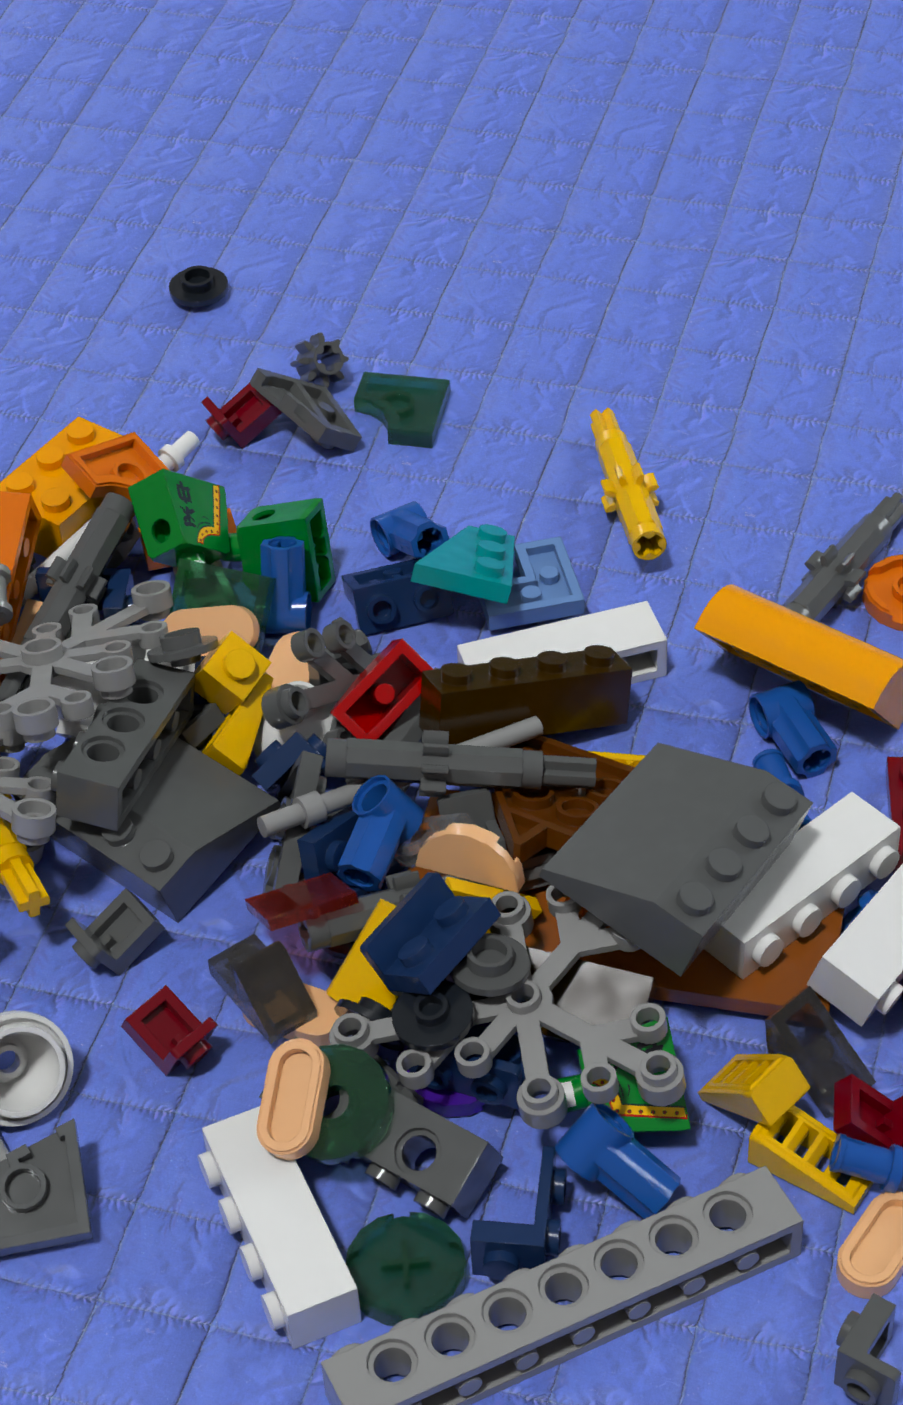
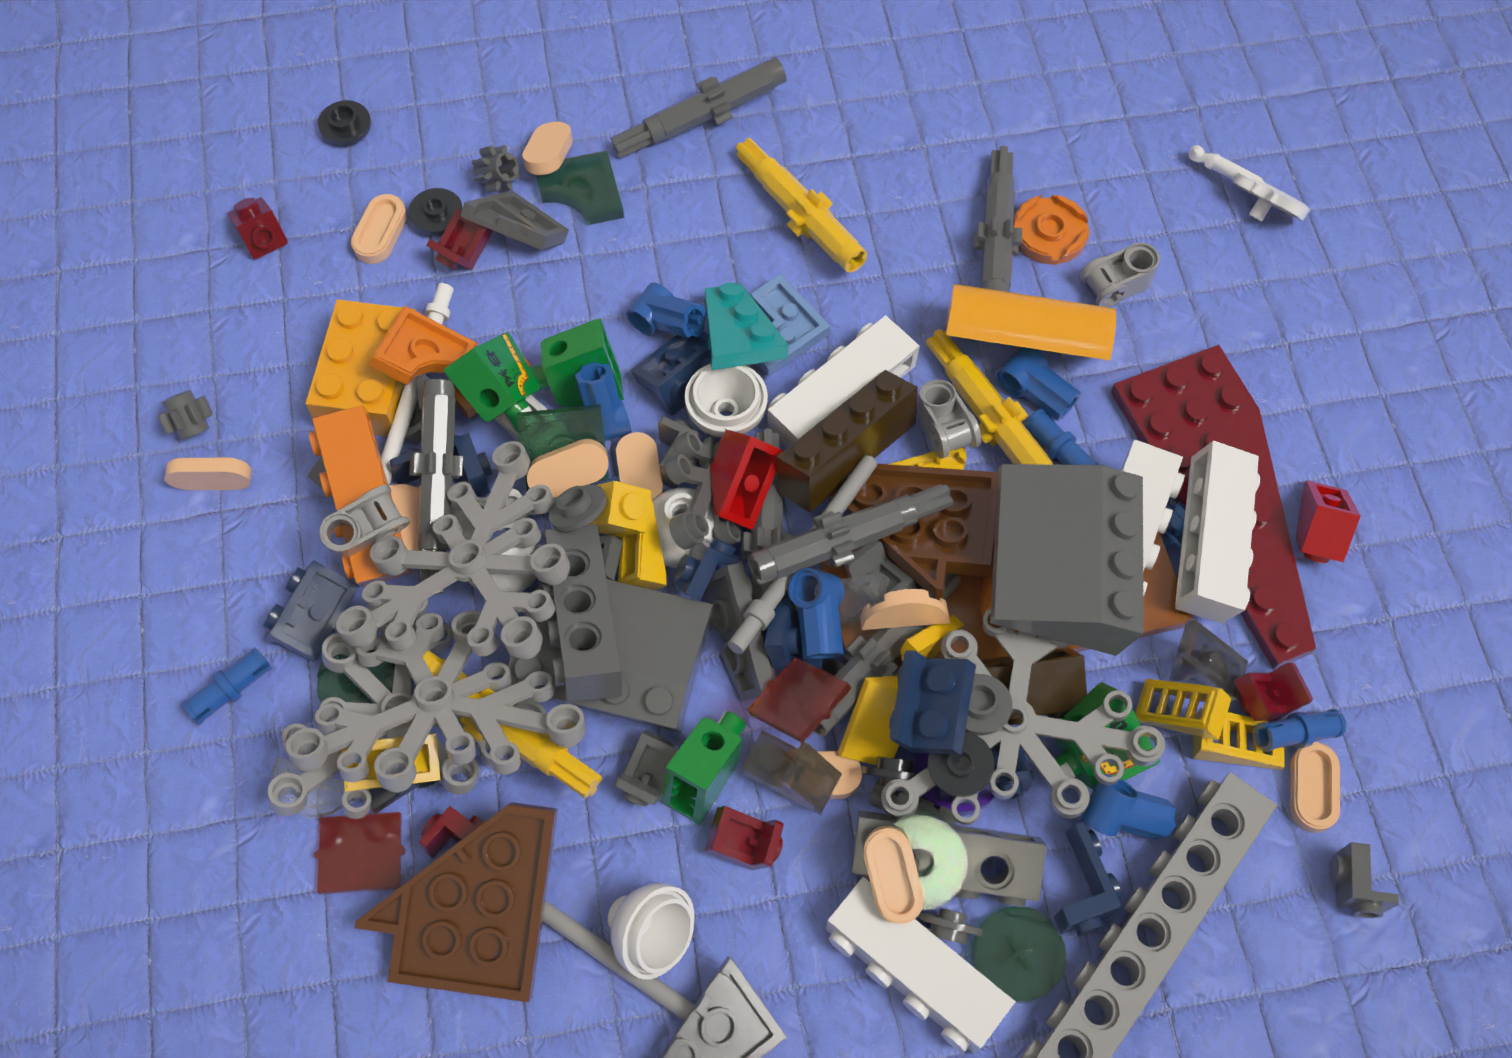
camera: 30 degrees left, 20 degrees up
(52, 348) = (257, 226): none -> dark red bracket
(168, 941) = (703, 766): none -> green torso
(171, 384) = (379, 228): none -> light nougat tile
(229, 380) = (433, 210): none -> black piece
(338, 1195) = (950, 925): none -> dark grey piece
(386, 359) = (547, 148): none -> light nougat tile
(422, 615) = (727, 389): none -> white piece
(588, 366) = (710, 103): none -> dark grey piece
(654, 715) = (946, 418): none -> light grey piece
(717, 727) = (998, 418): none -> yellow piece

